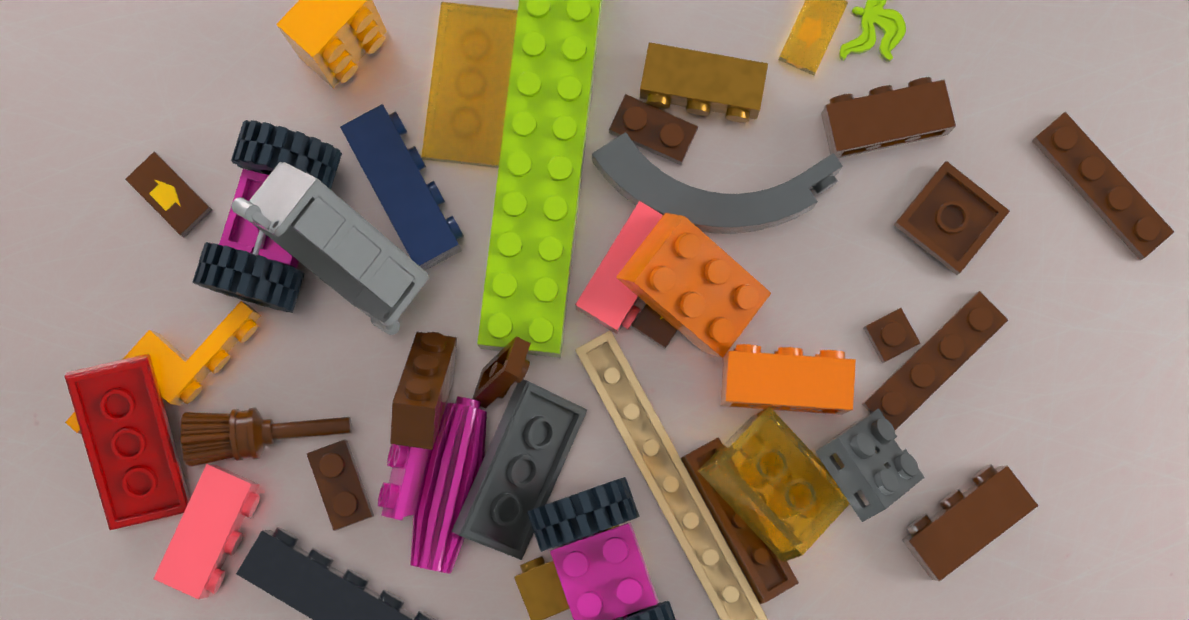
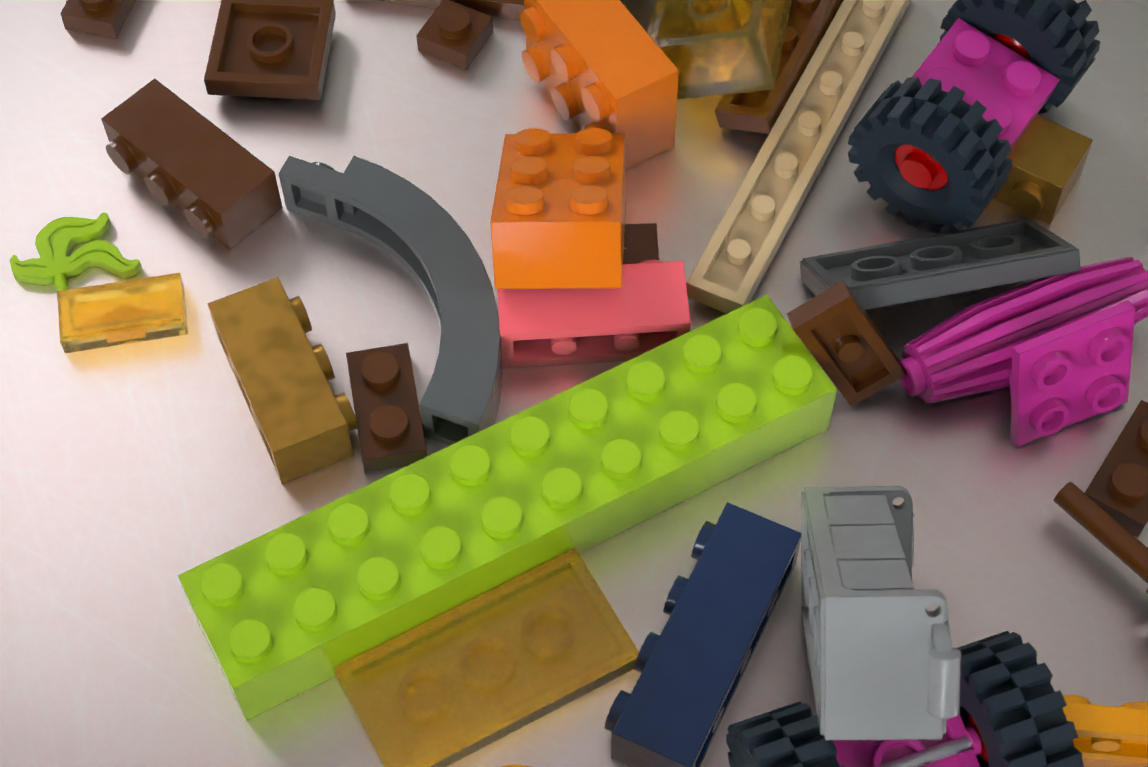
camera: 130 degrees left, 25 degrees down
(423, 390) = (950, 395): reddish brown brick -> none

